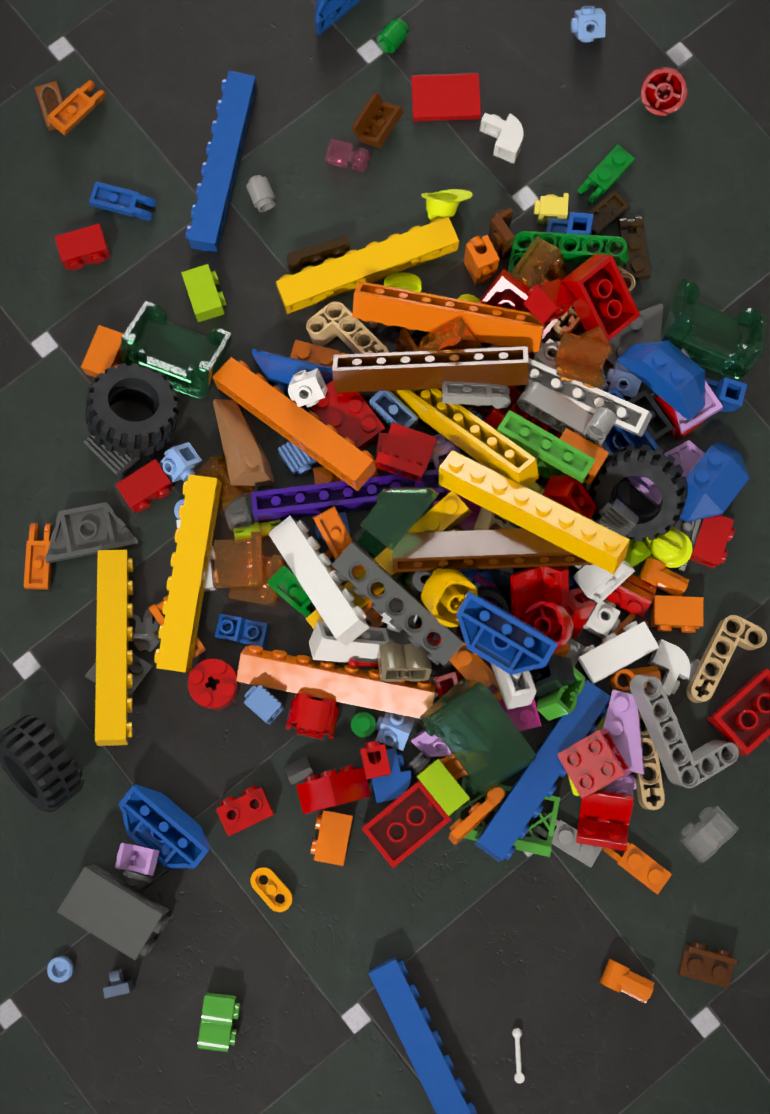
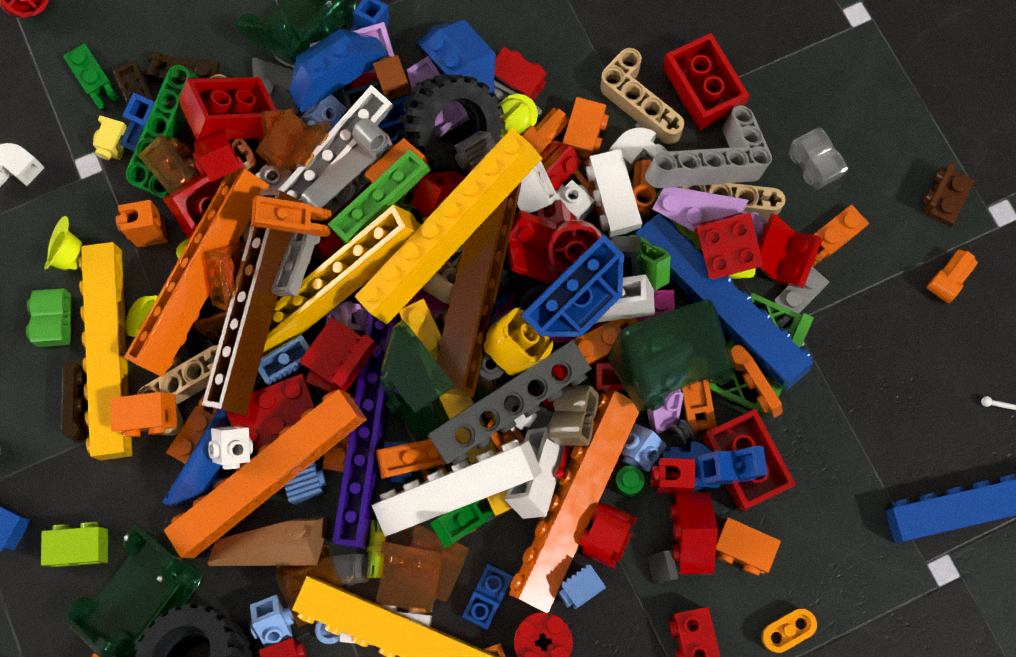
camera: 75 degrees left, 5 degrees down
(318, 311) = (143, 412): none -> orange brick
(383, 212) = (49, 317): none -> bright green brick
(392, 806) = (732, 466): none -> blue brick
(443, 787) = (717, 409): lime hinge -> none
(500, 233) = (118, 192): reddish brown bracket -> none
(506, 375) = (289, 216): none -> orange hinge
(669, 427) = (391, 77): none -> dark orange brick

